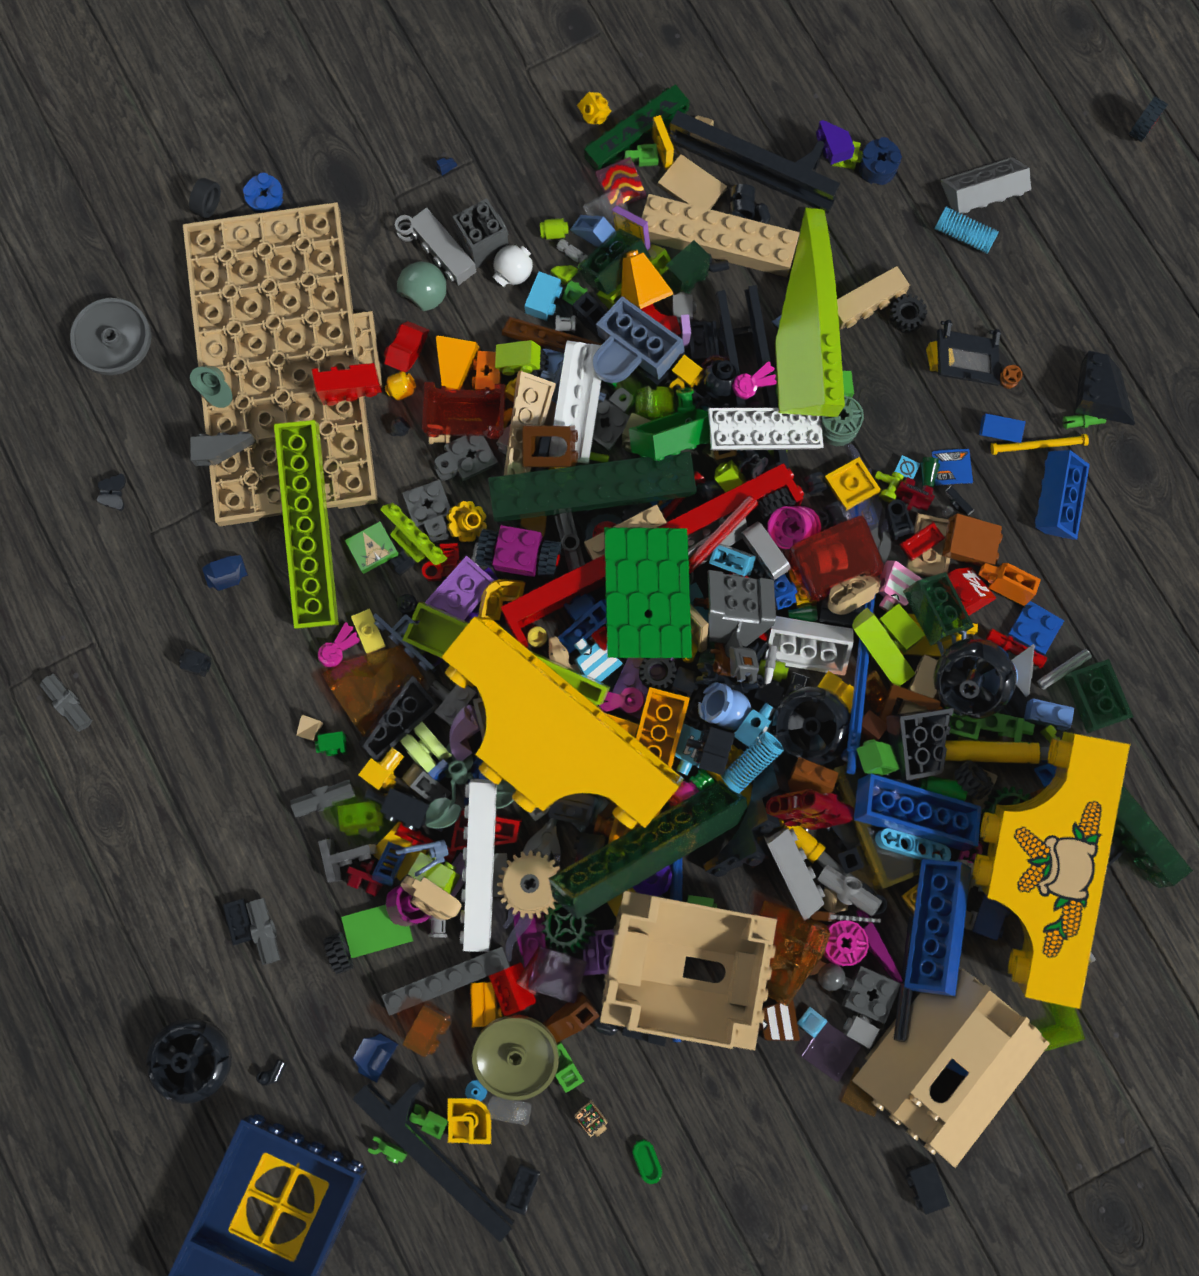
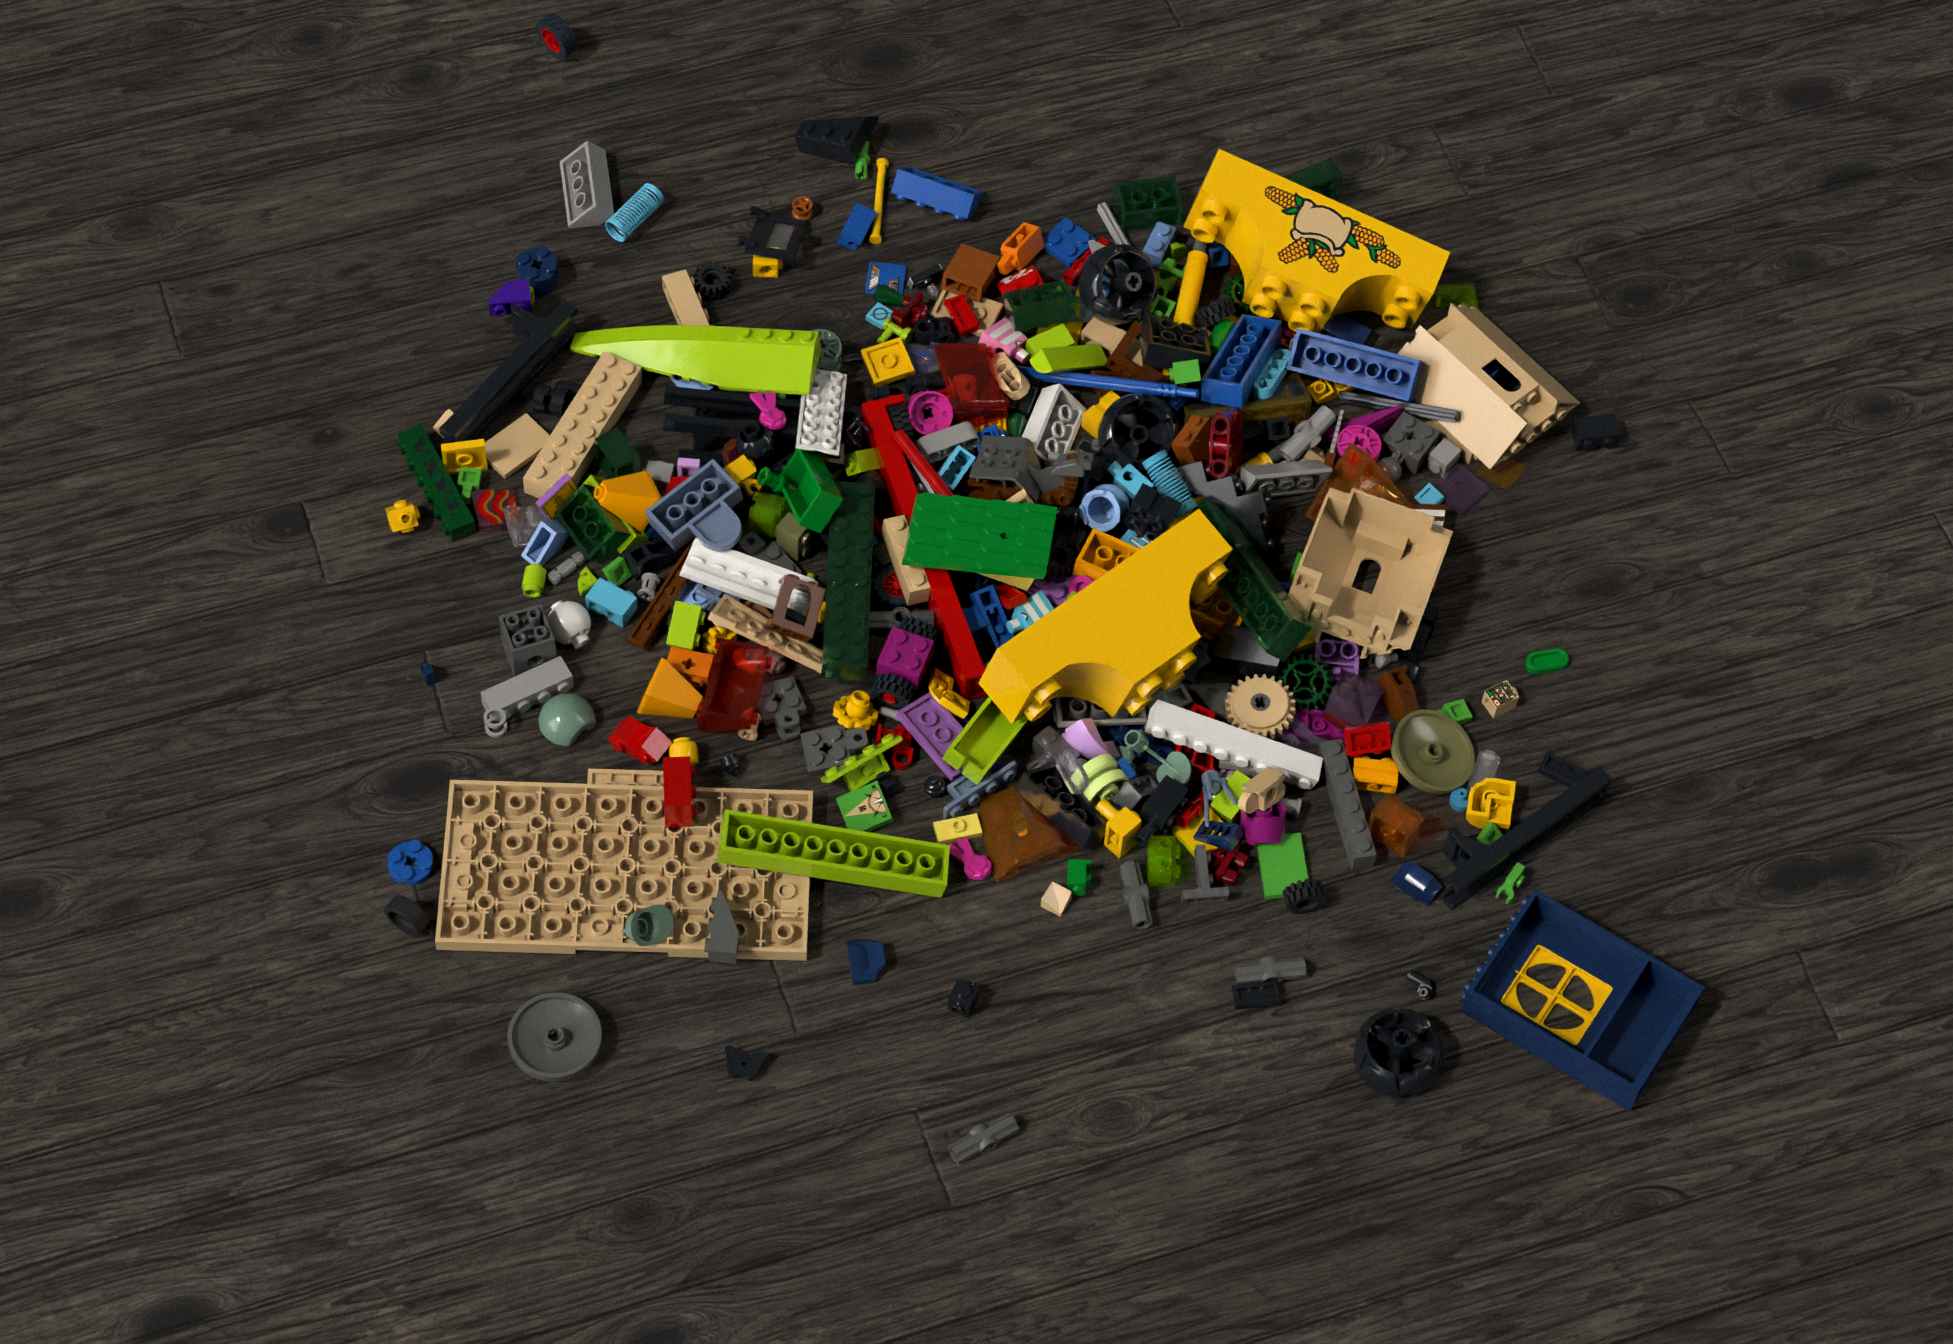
camera: 85 degrees left, 20 degrees down
(425, 717) = (1073, 772): none -> clear piece

